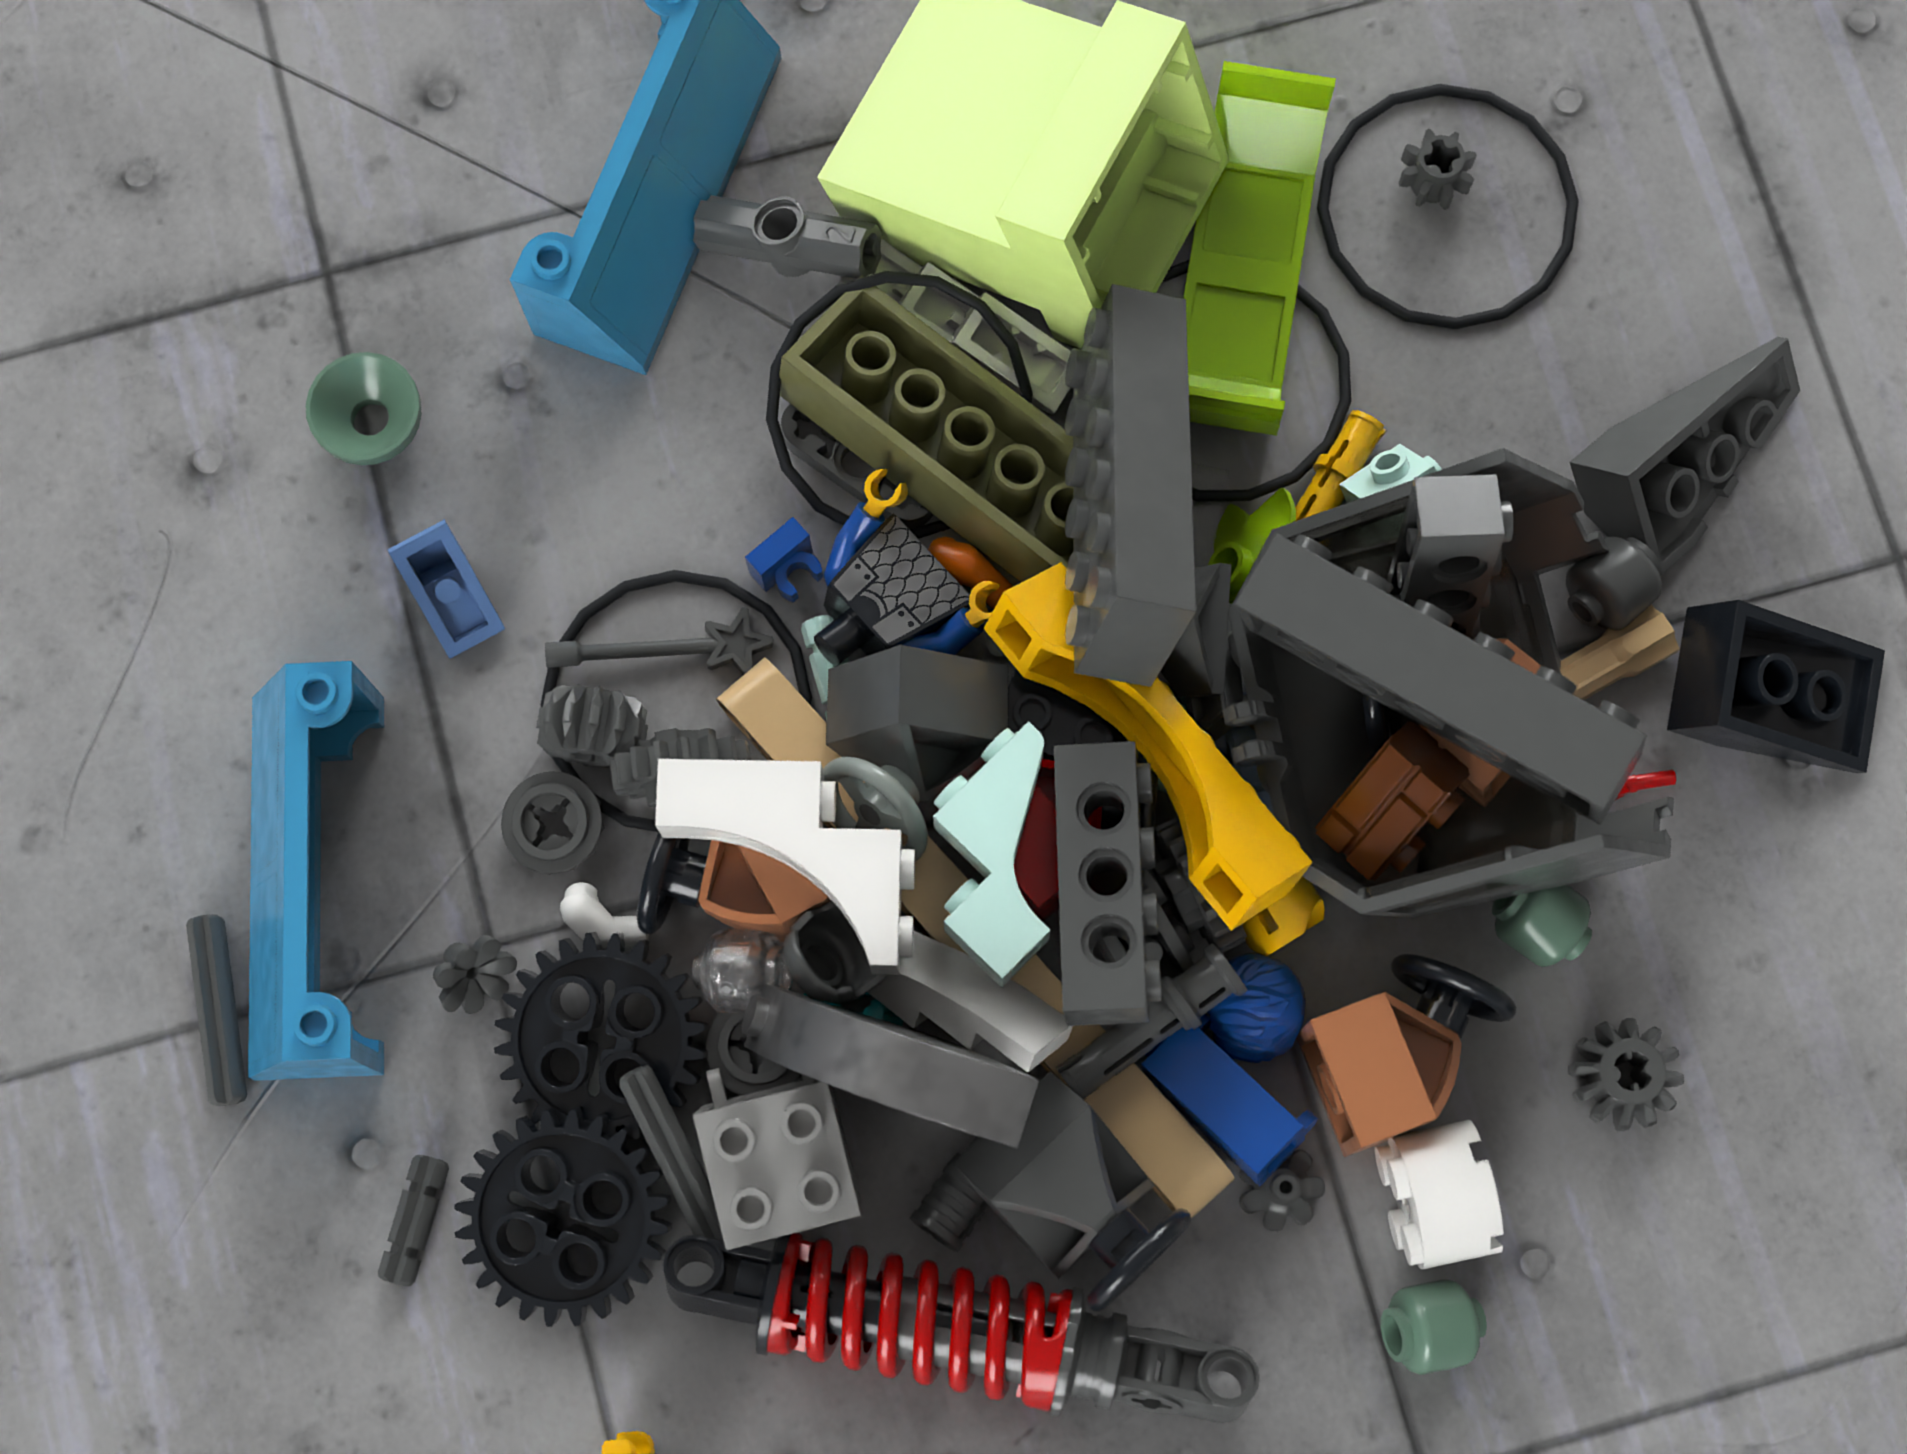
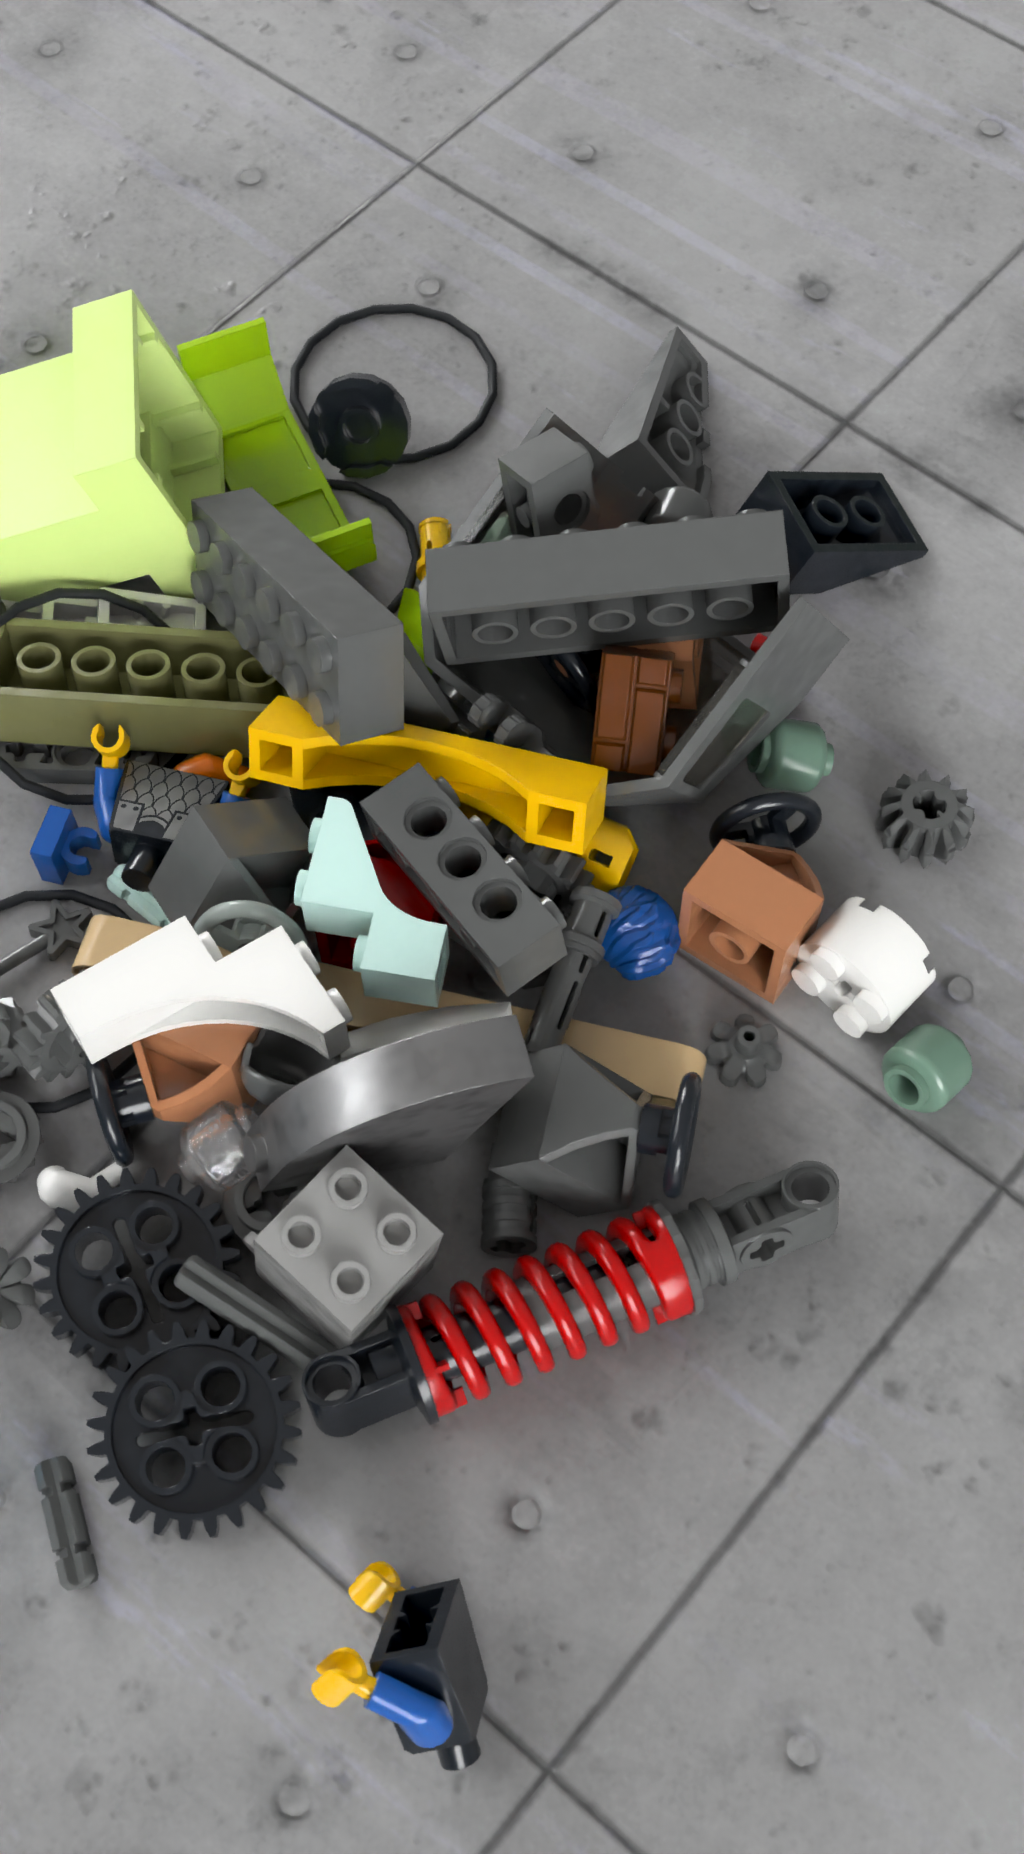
camera: 35 degrees left, 15 degrees down
(1225, 1102) = (662, 1004): blue brick -> none
(1365, 257) = (360, 425): none -> black tile
(1444, 155) = (371, 353): dark grey gear -> none

